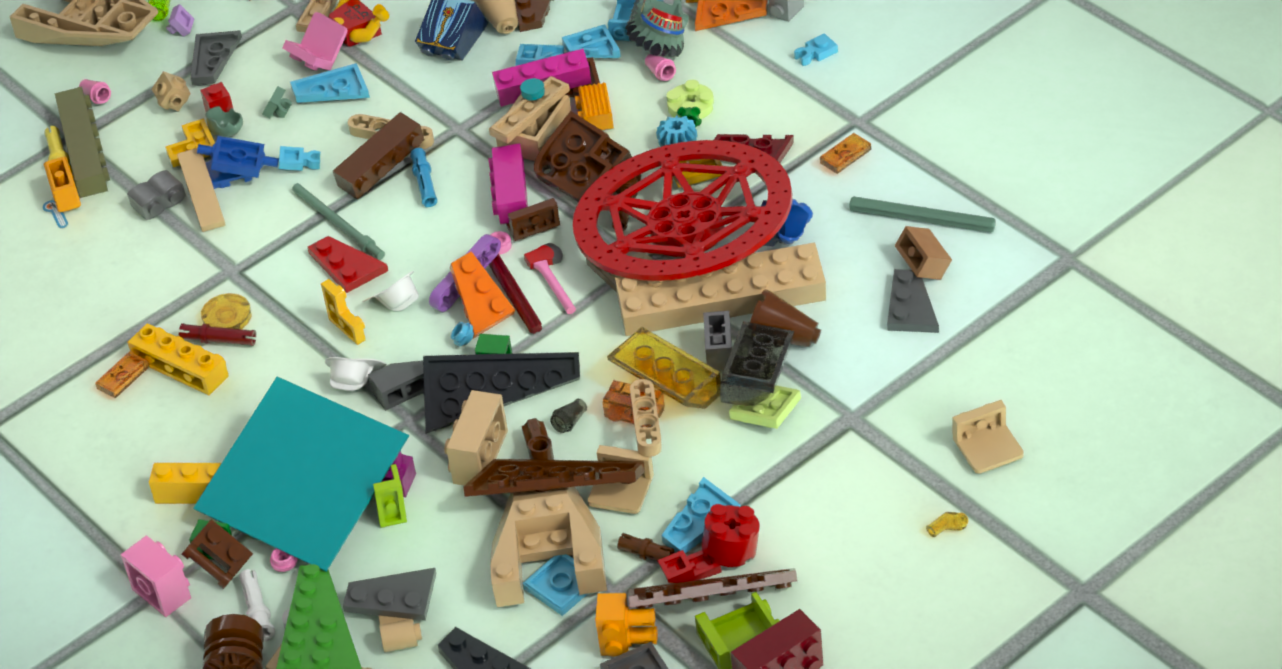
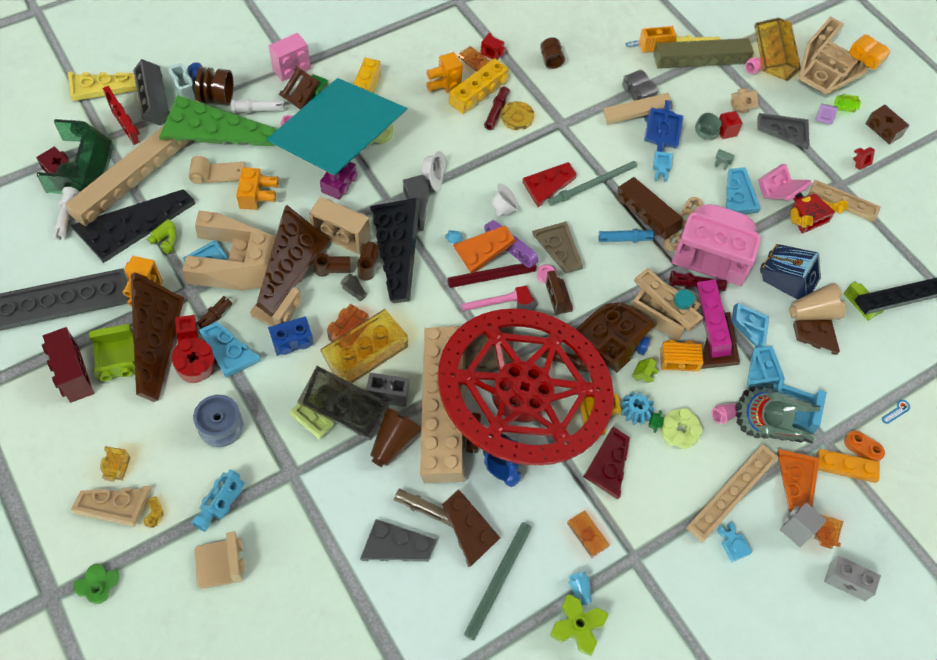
camera: 90 degrees right, 15 degrees up
(67, 65) = (777, 48): none -> clear yellow slope
(94, 358) = (492, 47): none -> red brick
(102, 289) = (552, 53): none -> reddish brown wheel
(167, 387) = (448, 73): none -> light orange brick
(195, 133) = (683, 106): yellow plate -> none
(340, 314) = (493, 169): yellow plate -> none
(390, 500) = (307, 176): lime panel -> none
(394, 595) = (228, 168): dark grey wing -> none
(425, 555) = (250, 186): none -> light orange brick
(431, 79) = (718, 244): none -> bright pink brick
(453, 233) = (560, 246): none -> dark tan wing
(482, 113) = (688, 280): none -> dark red pin
(493, 344) = (428, 251): green panel -> none
(507, 181) = (599, 284): dark pink brick -> none
(519, 645) = (161, 232): none -> lime plant
(529, 407) = (367, 261): none -> reddish brown piece
(623, 133) = (644, 370): none -> lime tile
(645, 417) = (314, 317): tan beam -> none
(672, 462) = (291, 336): none -> blue brick
(759, 53) = (732, 493): none -> tan plate
(810, 486) = (218, 420): none -> sand blue wheel
(856, 292) = (420, 505): none -> dark tan pin
(868, 241) = (471, 529): none -> reddish brown wing
(899, 575) = (114, 464): none -> clear yellow brick
(907, 149) = (581, 587): none -> medium azure cone
(908, 459) = (220, 499): none -> medium azure brick
(923, 252) = (441, 564): medium nougat brick -> none
(951, 562) = (114, 506): none -> tan wing
(953, 138) = (588, 621): none -> lime plant
(1049, 548) = (96, 580): none -> bright green plate

